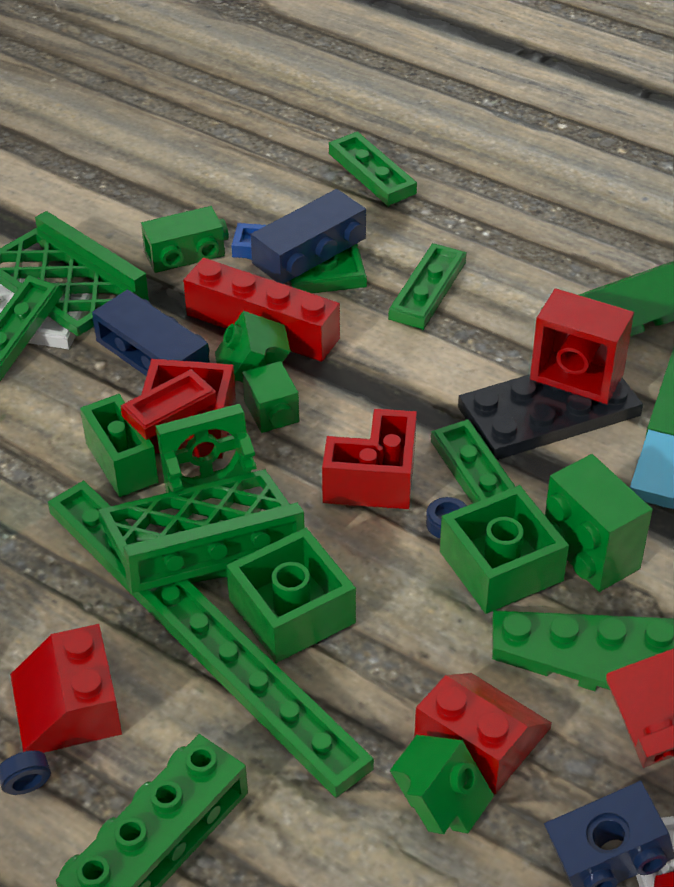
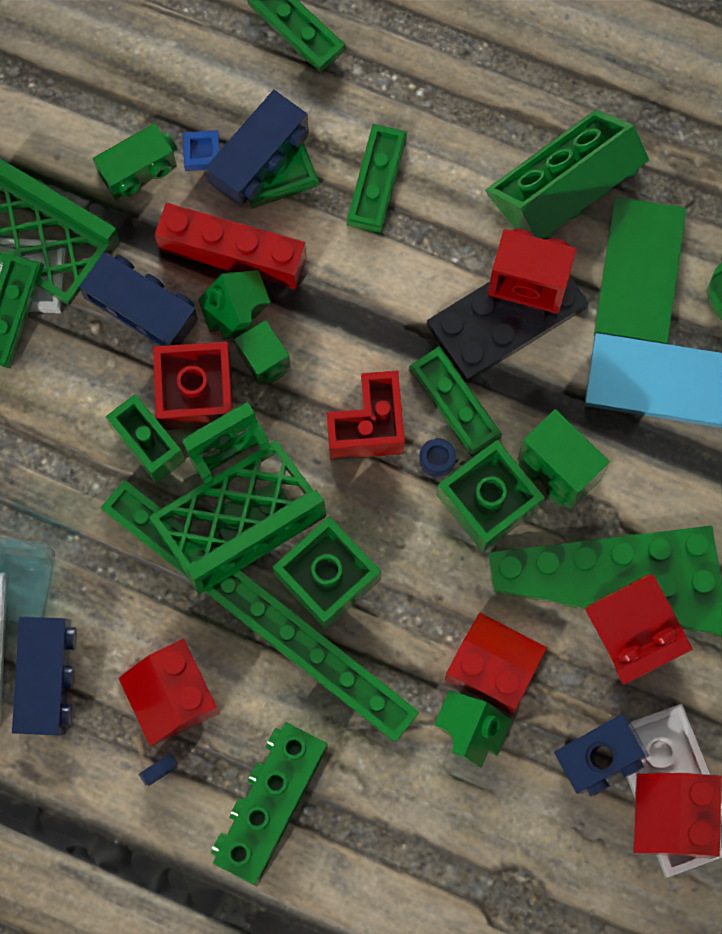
camera: 10 degrees left, 30 degrees up
(168, 402) = (183, 402): red tile -> none

